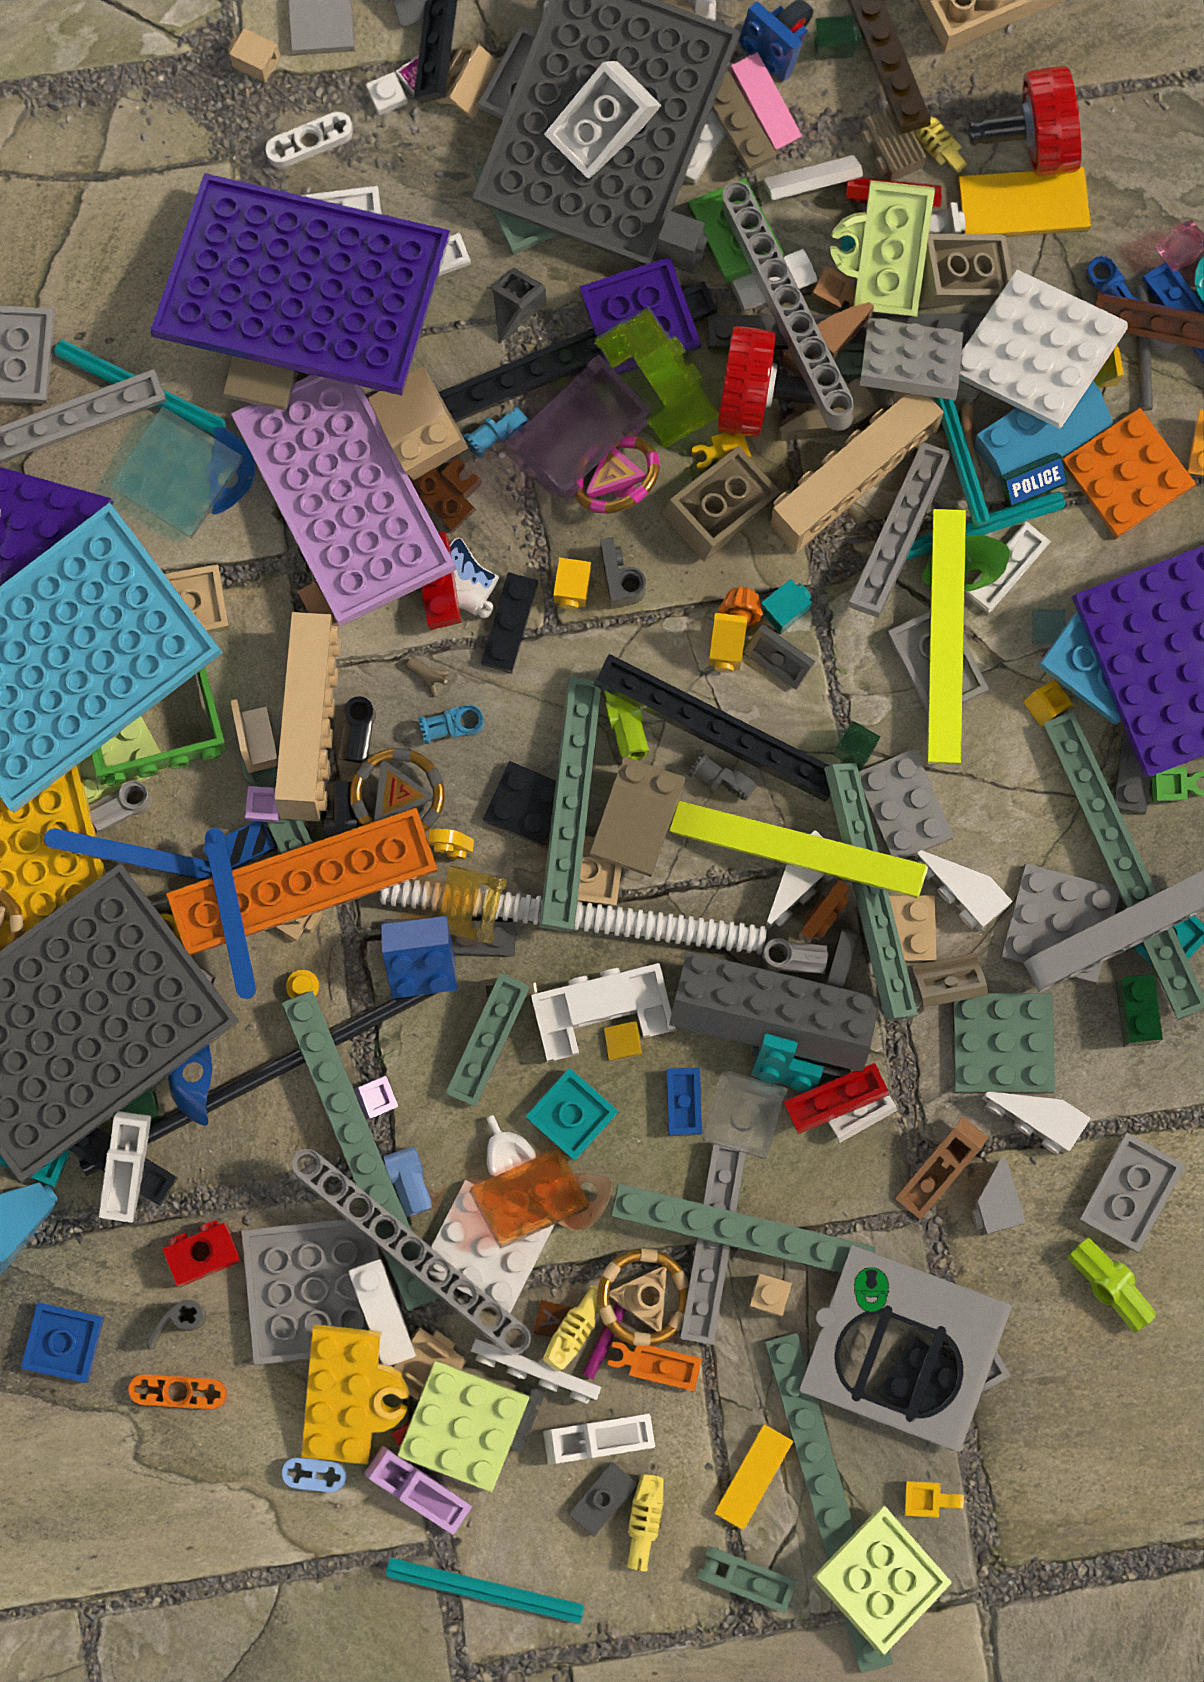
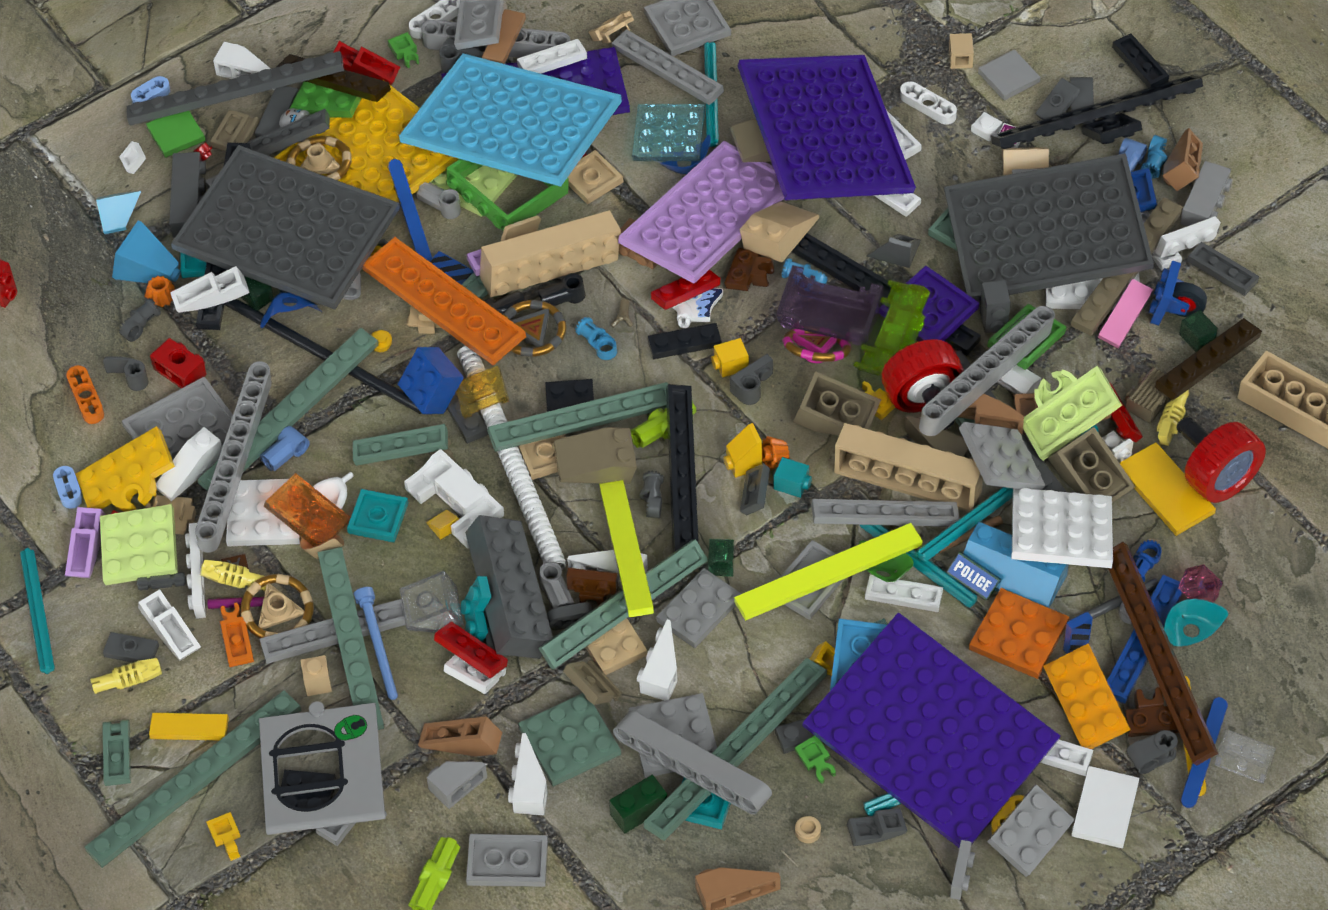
camera: 65 degrees right, 25 degrees down
(62, 1342) = (85, 322): blue plate -> none
(68, 1226) = (159, 291): none -> orange piece
(95, 1267) = (138, 320): none -> dark grey connector
(230, 913) = (400, 272): blue piece -> none
(375, 1097) = (329, 407): plate -> none
(451, 842) = (515, 361): yellow plate -> none
(602, 118) = (1041, 218): white slope -> none
(684, 1101) = (421, 569): blue plate -> none
(701, 1188) = (365, 599): none -> medium blue piece
(813, 177) = (1092, 361): white tile -> none
(882, 1580) = (153, 823): yellowish green plate -> none
(1111, 371) = (1085, 587): yellow slope -> none
(1180, 413) = (1077, 632): none -> blue tile

